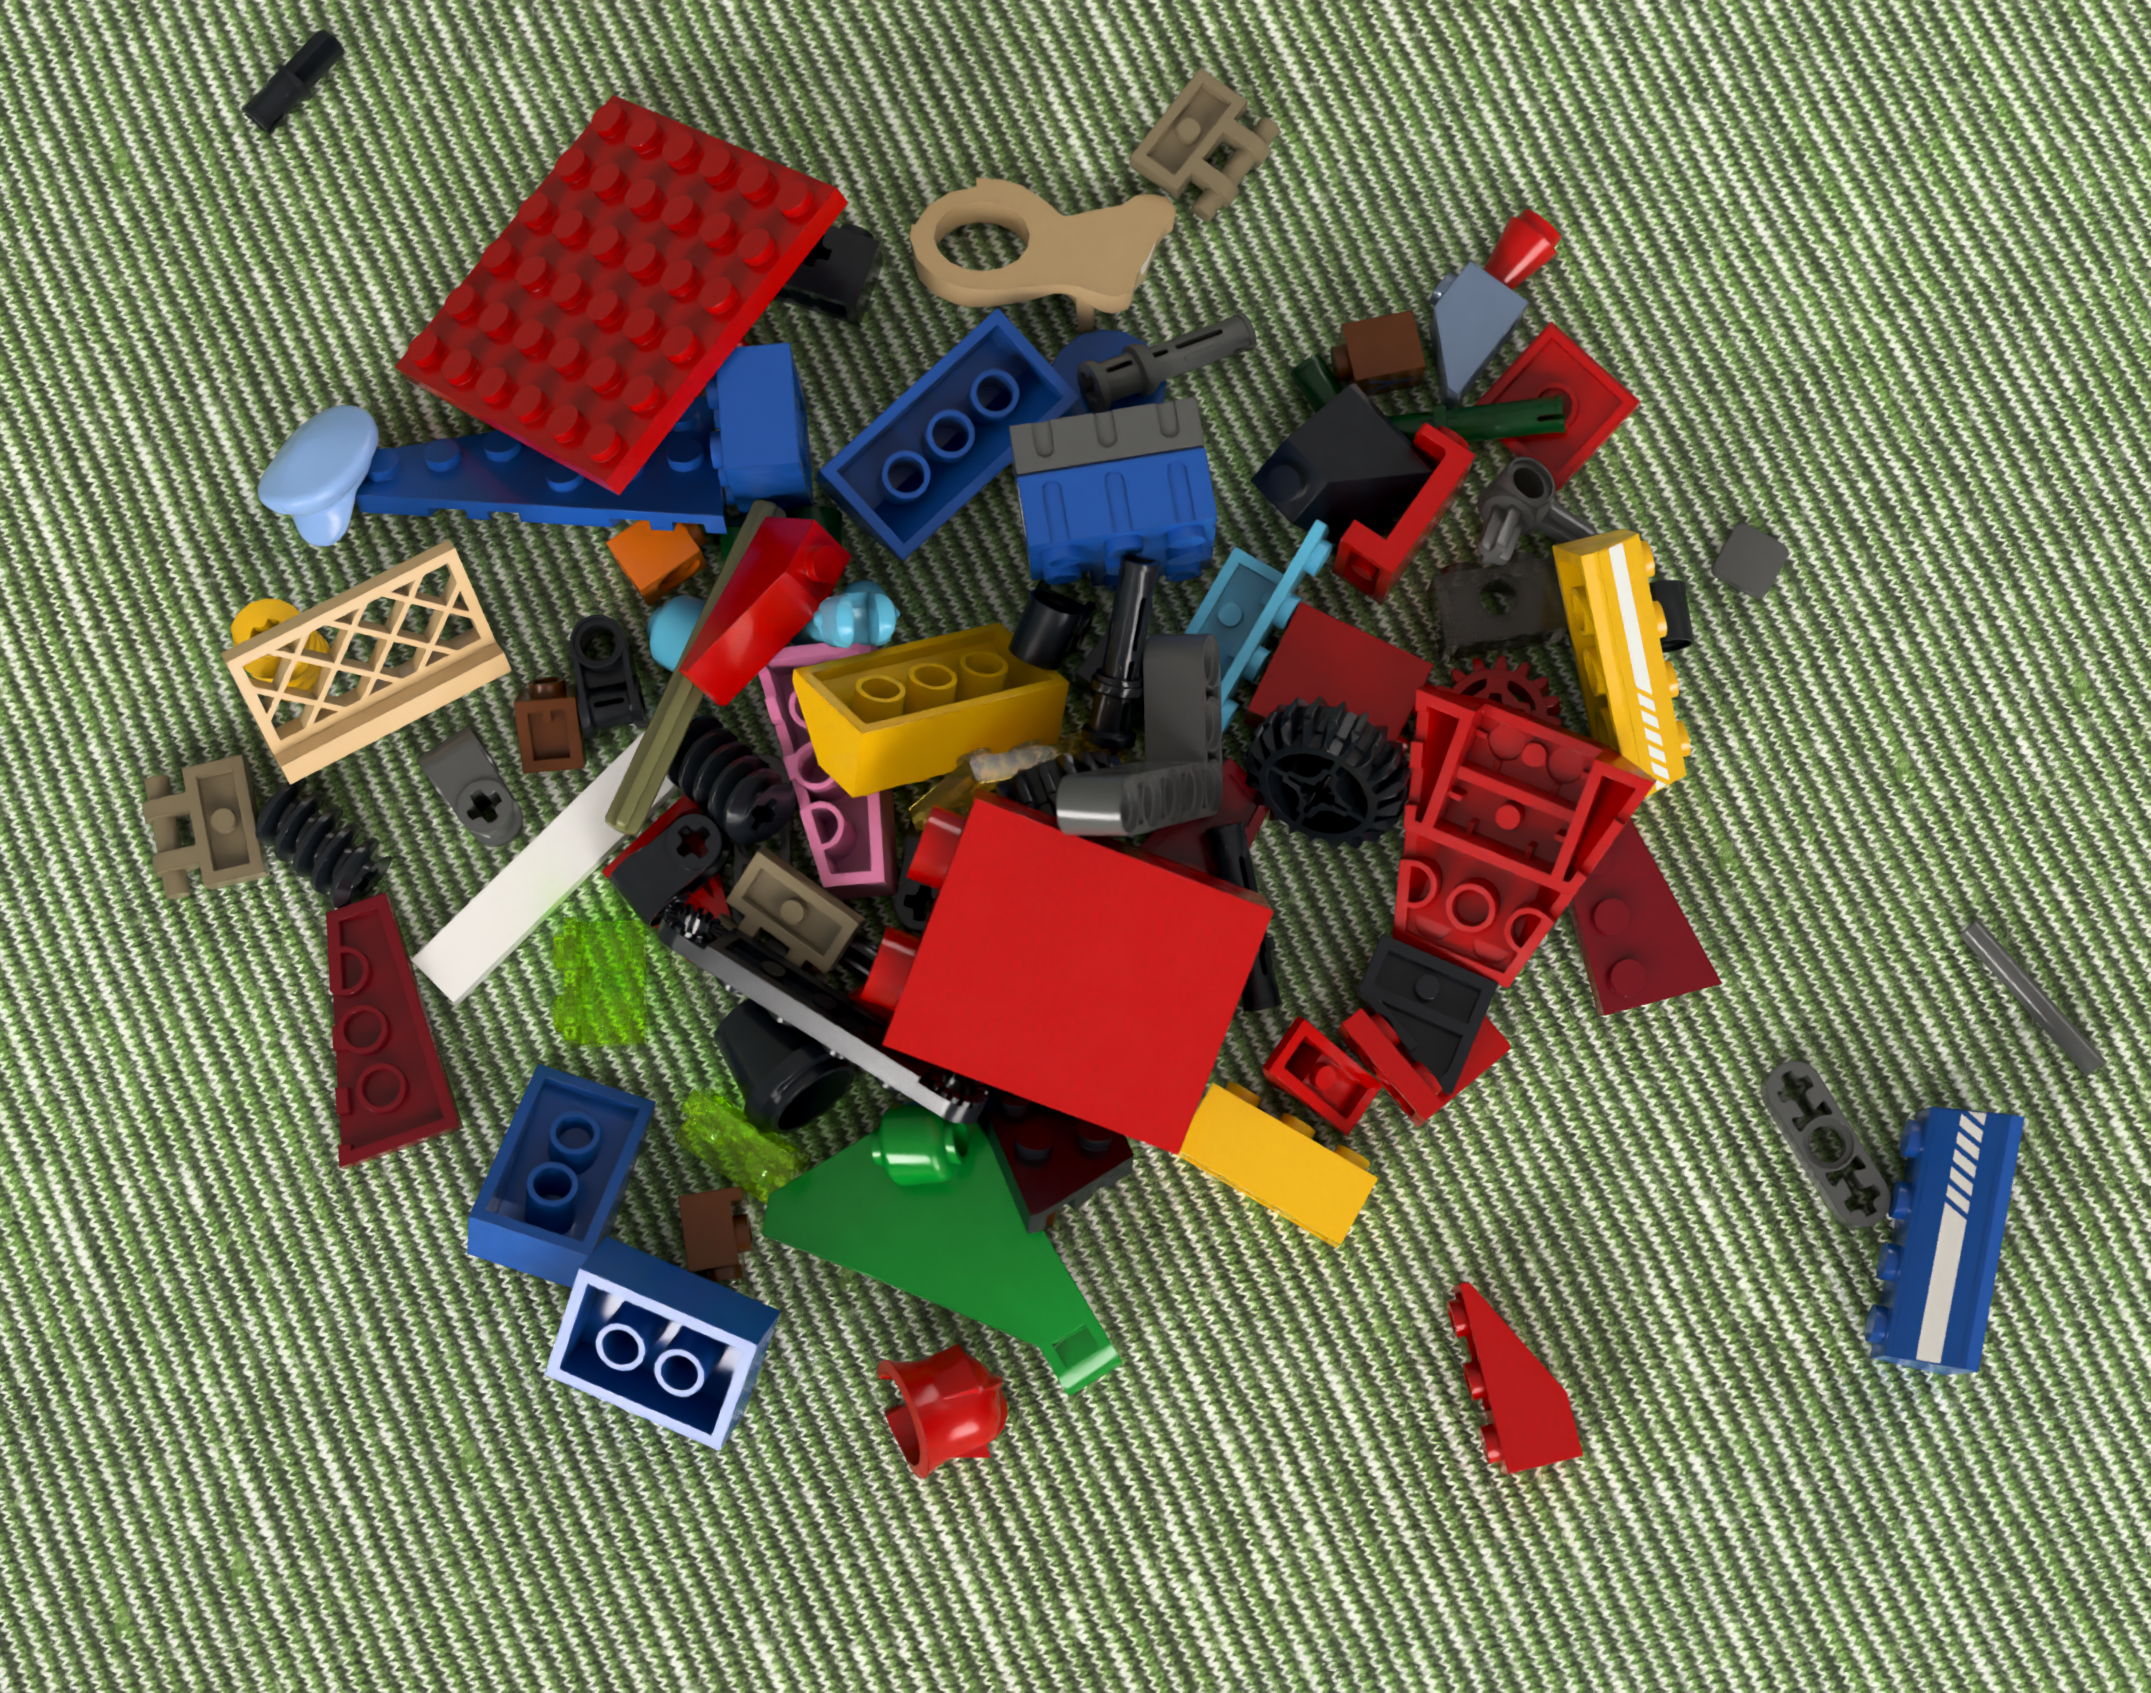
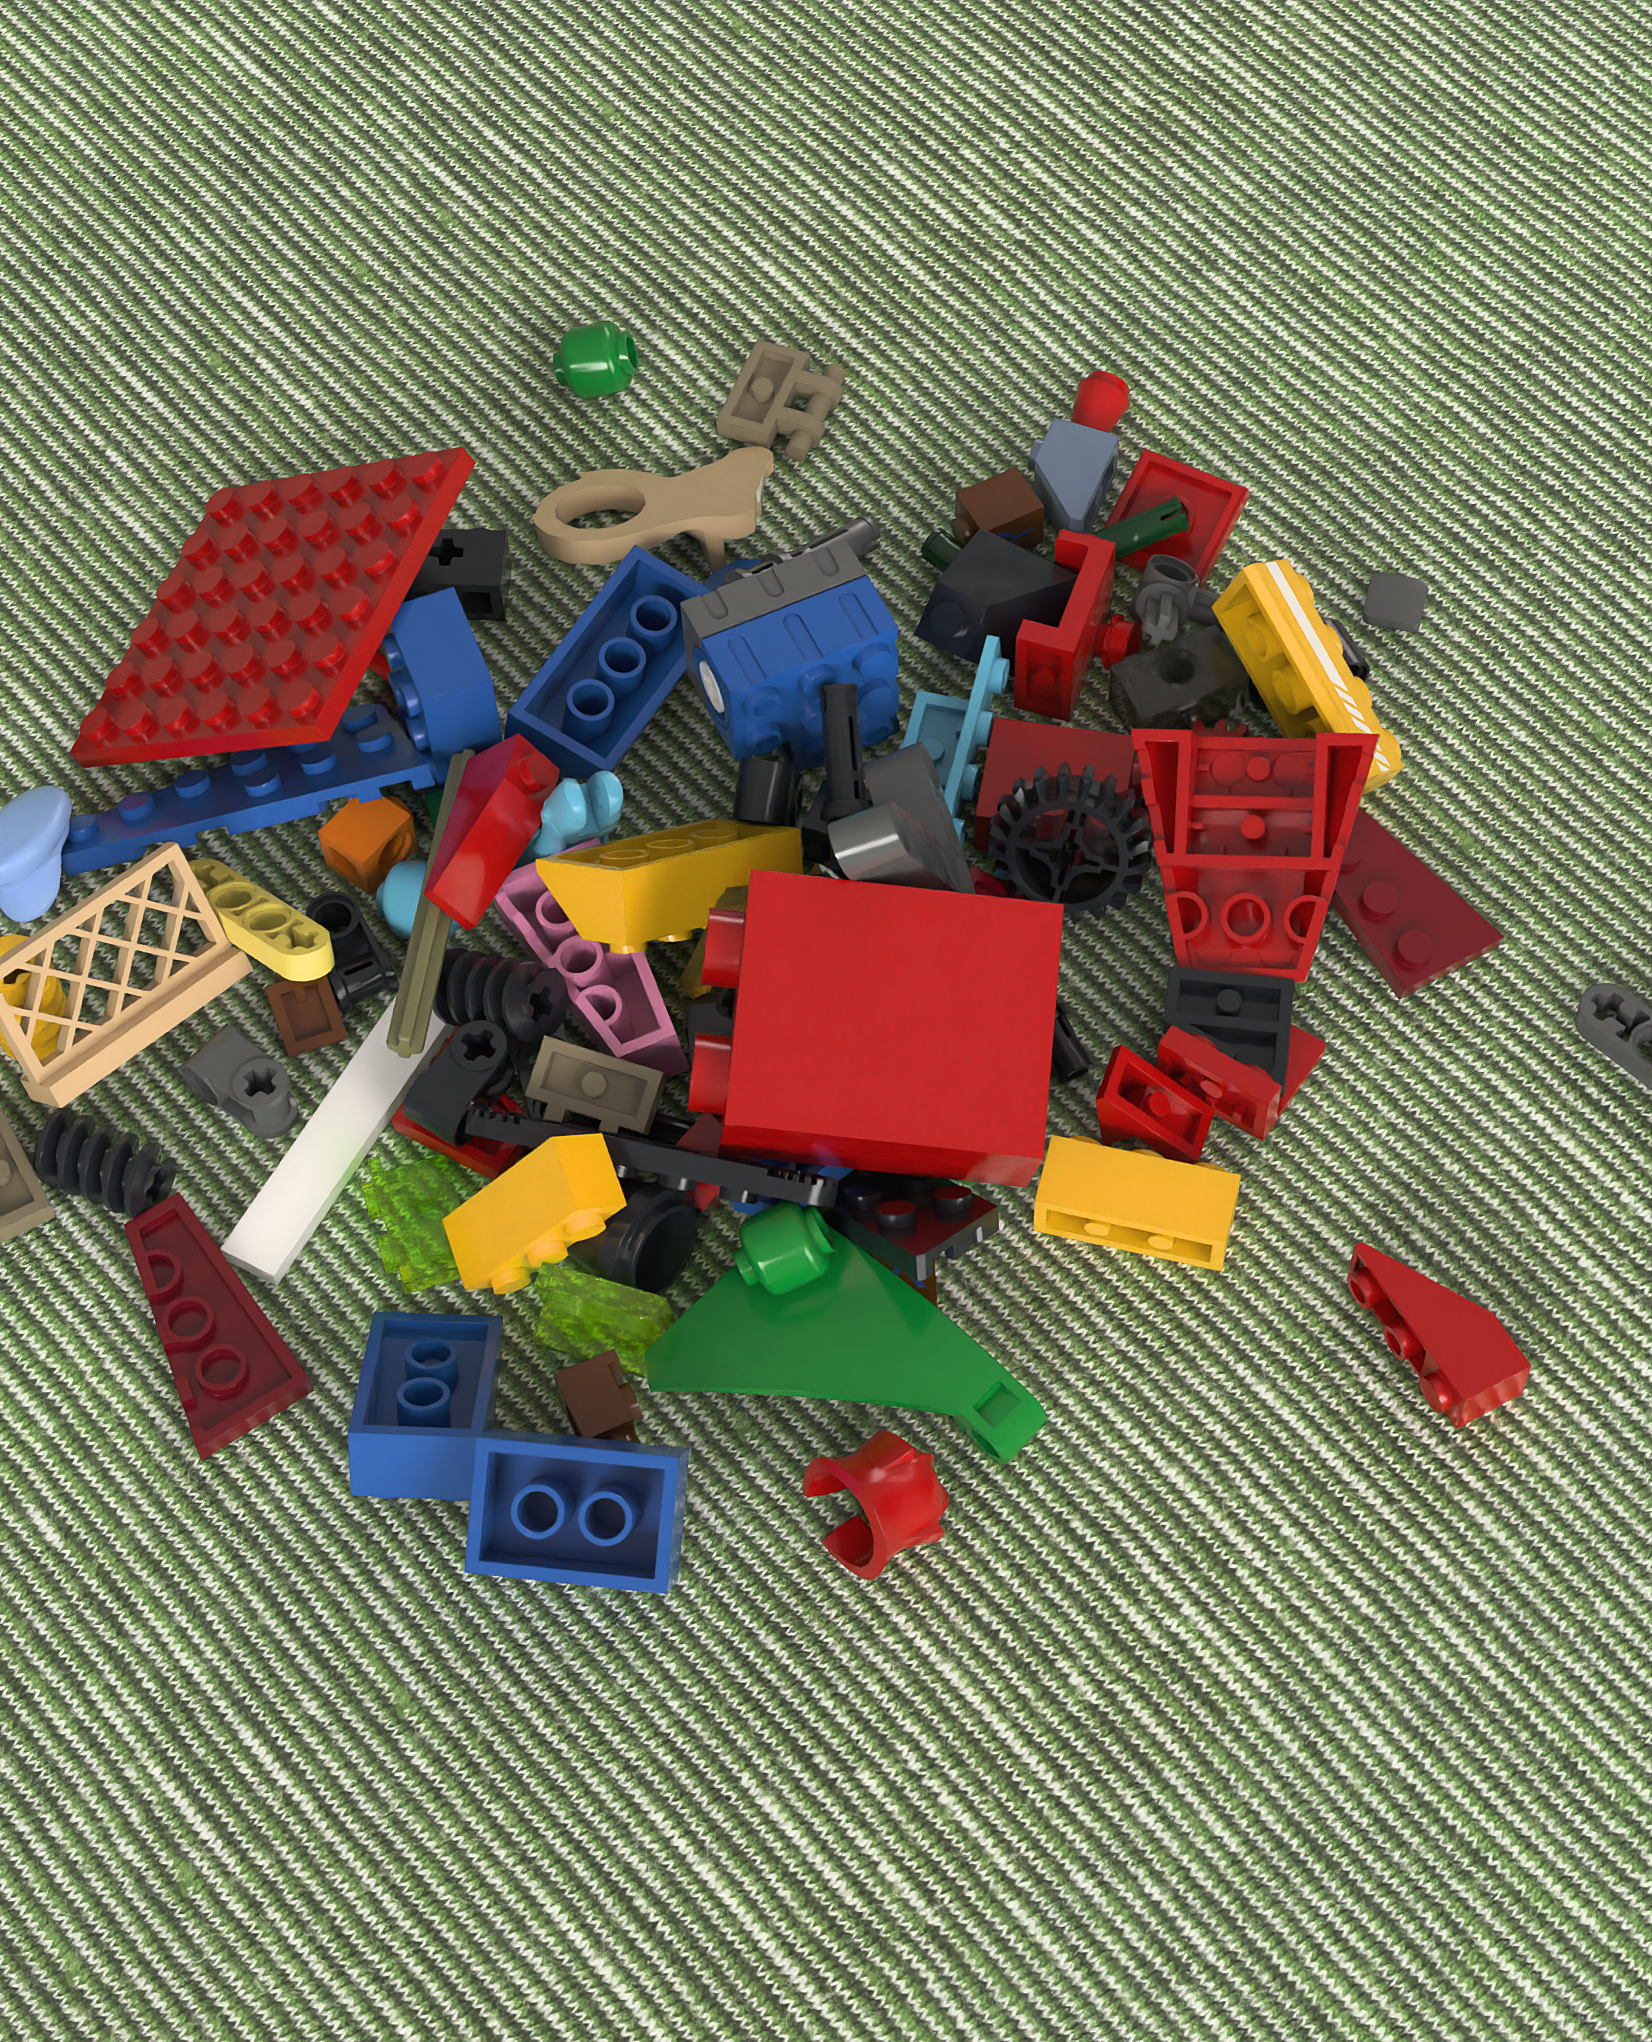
camera: 15 degrees left, 20 degrees down
(526, 619) = (264, 924): none -> light yellow beam
(699, 1040) = (534, 1213): none -> yellow brick
(1029, 46) = (596, 360): none -> green head
(1453, 538) = (1117, 640): none -> red plate

